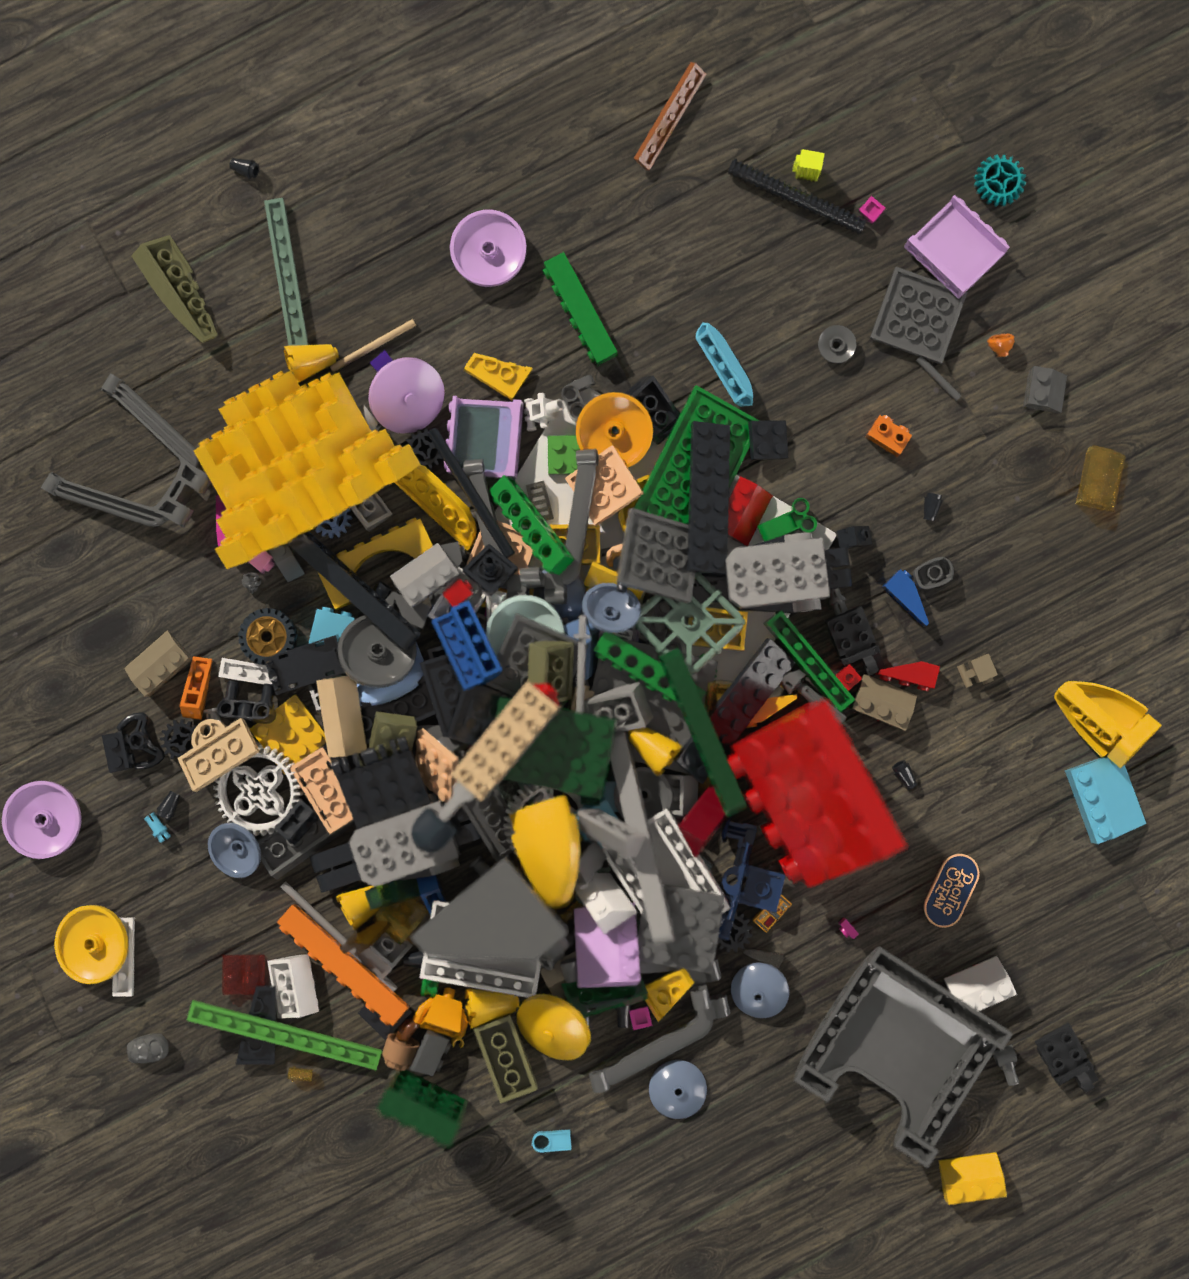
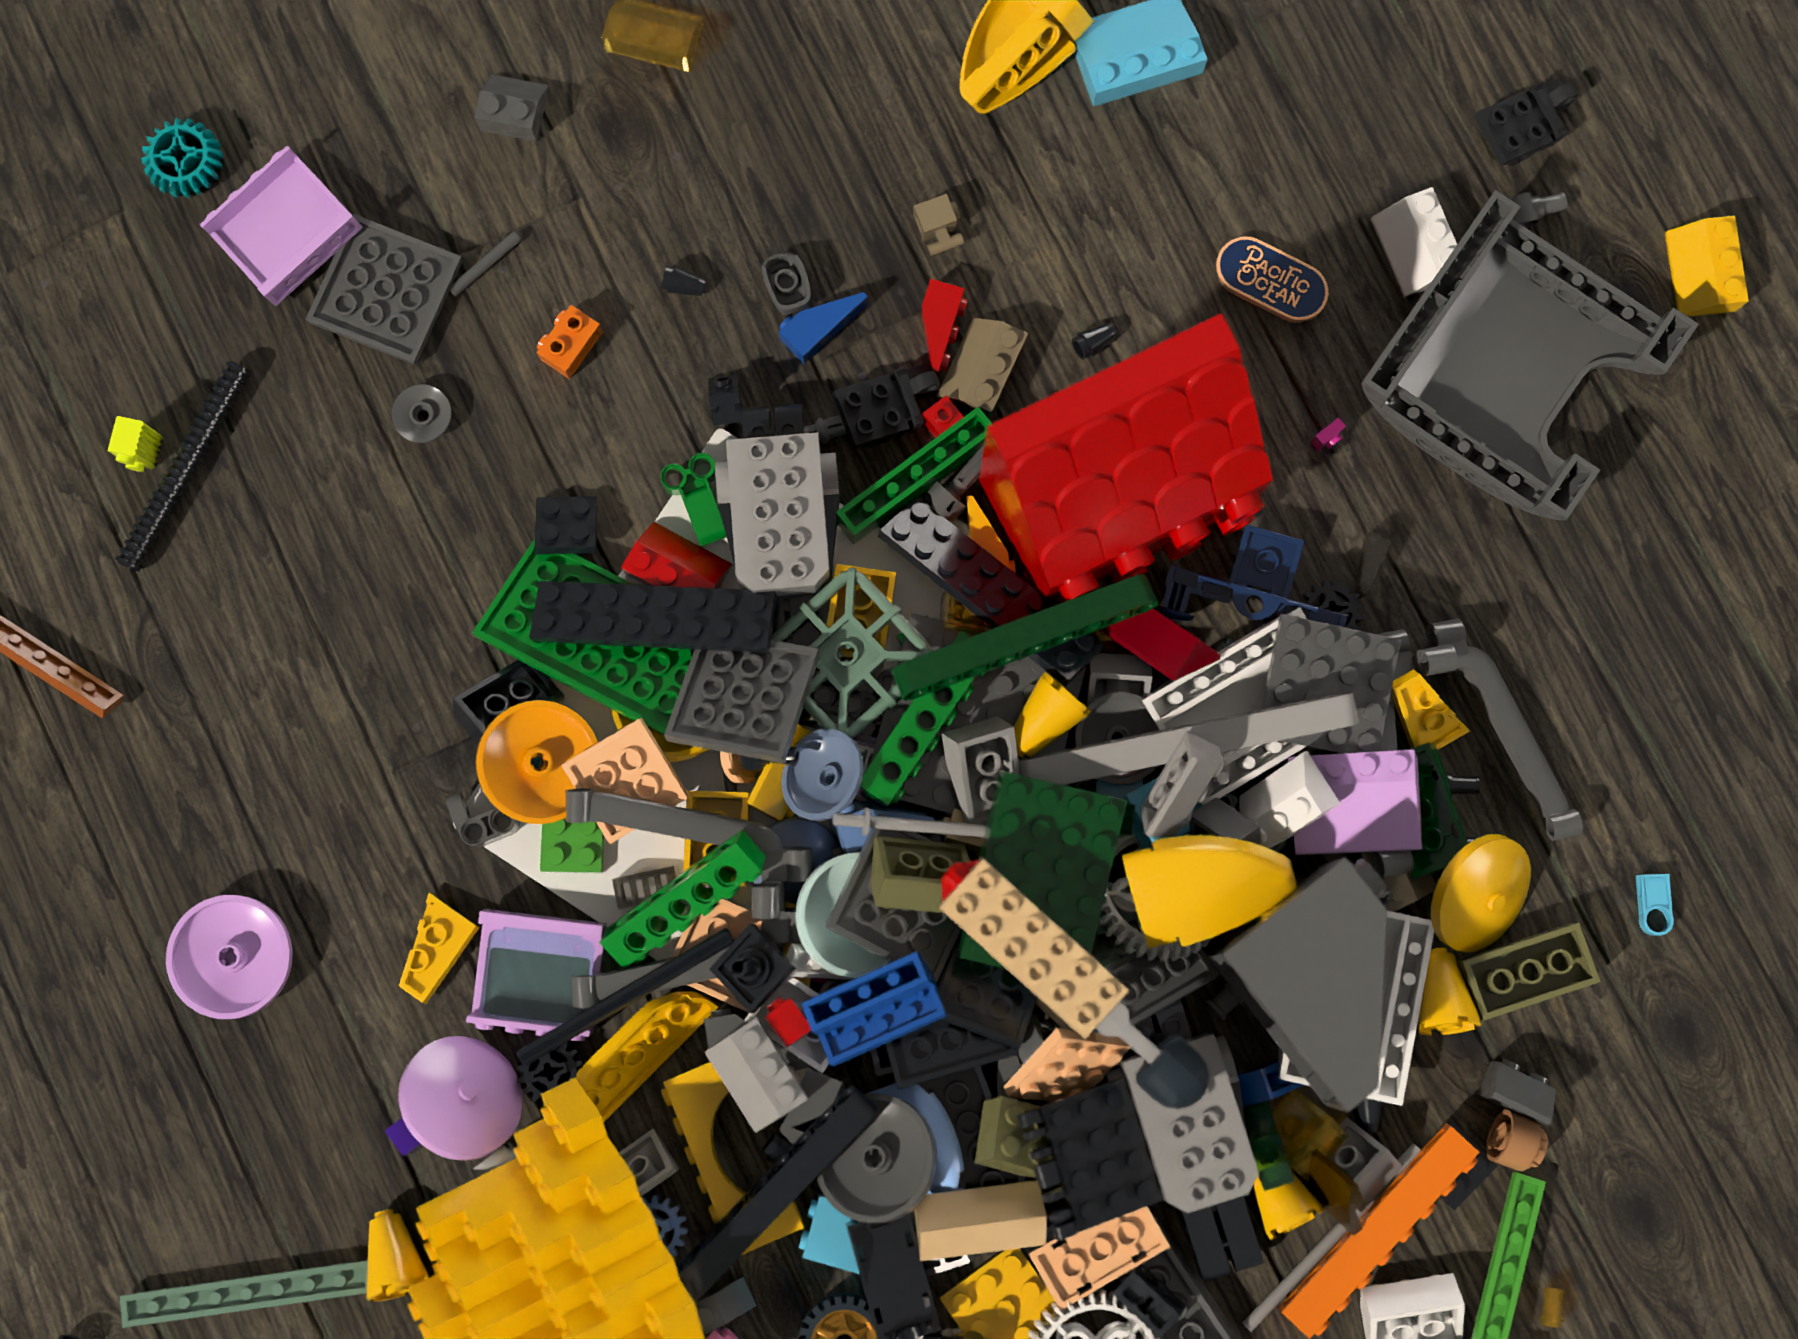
camera: 85 degrees left, 5 degrees down
(373, 345) = (376, 1152): tan piece -> none
(423, 1107) = (1614, 1103): dark green brick -> none
(429, 987) = (1417, 1090): green wheel -> none
(439, 1015) = (1460, 1076): light orange torso -> none
(541, 411) = (499, 879): white piece -> none
(568, 915) = (1300, 863): clear yellow pin -> none
(580, 309) = (339, 812): green brick -> none
(640, 1017) = (1463, 758): dark pink plate -> none
(673, 1076) = (1554, 709): sand blue dish -> none
(725, 364) = (442, 586): medium azure brick -> none
(761, 980) = (1408, 571): sand blue dish -> none
(766, 919) = (1312, 558): slope -> none
(871, 210) = (213, 352): dark pink plate -> none
(1001, 344) = (437, 167): orange brick -> none

